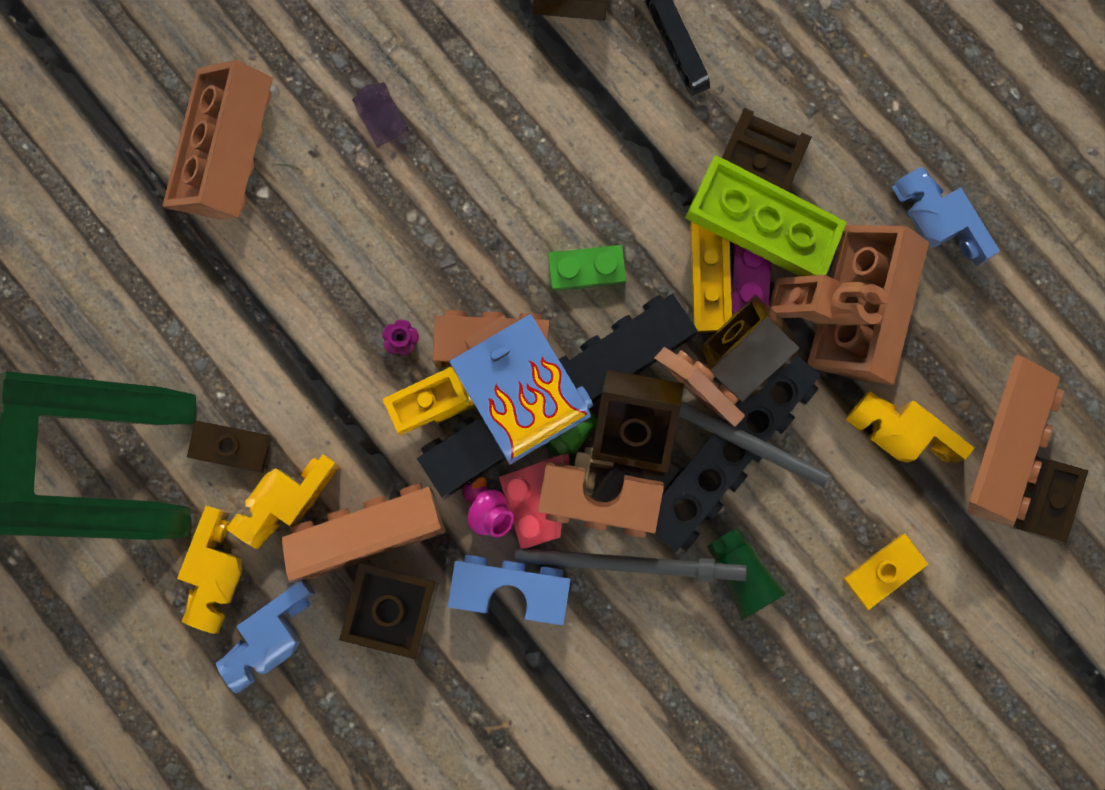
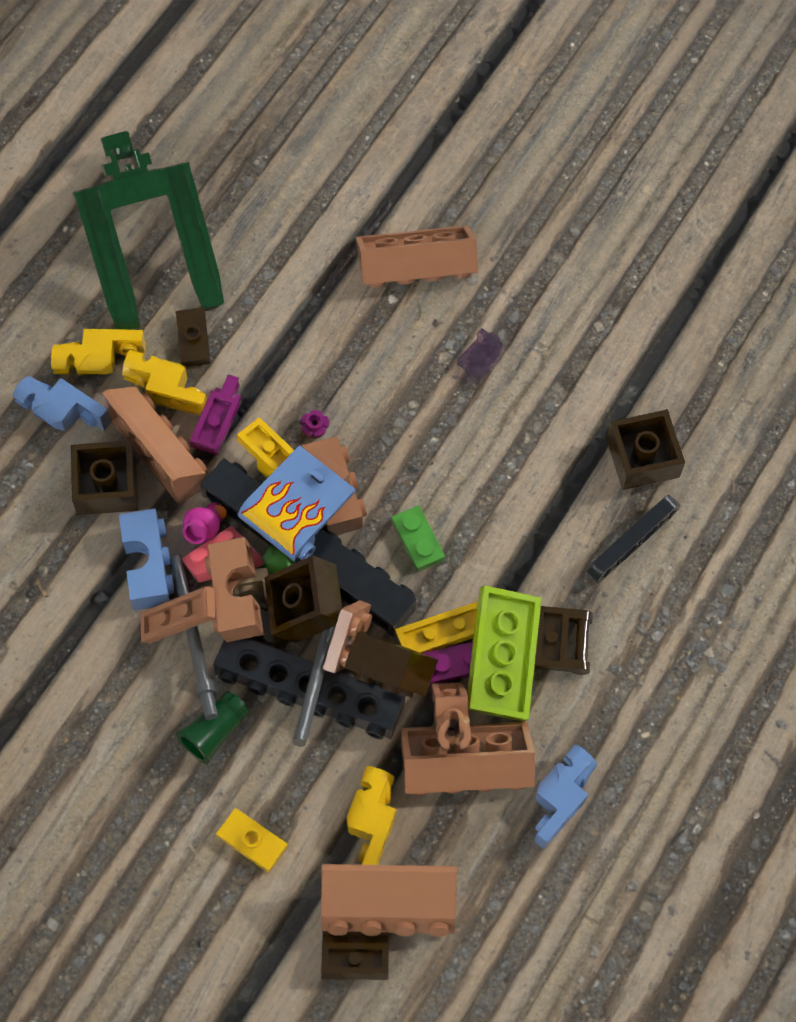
camera: 70 degrees right, 15 degrees down
(352, 450) = (217, 417): none -> magenta hinge
(604, 574) = (178, 615): none -> nougat tile

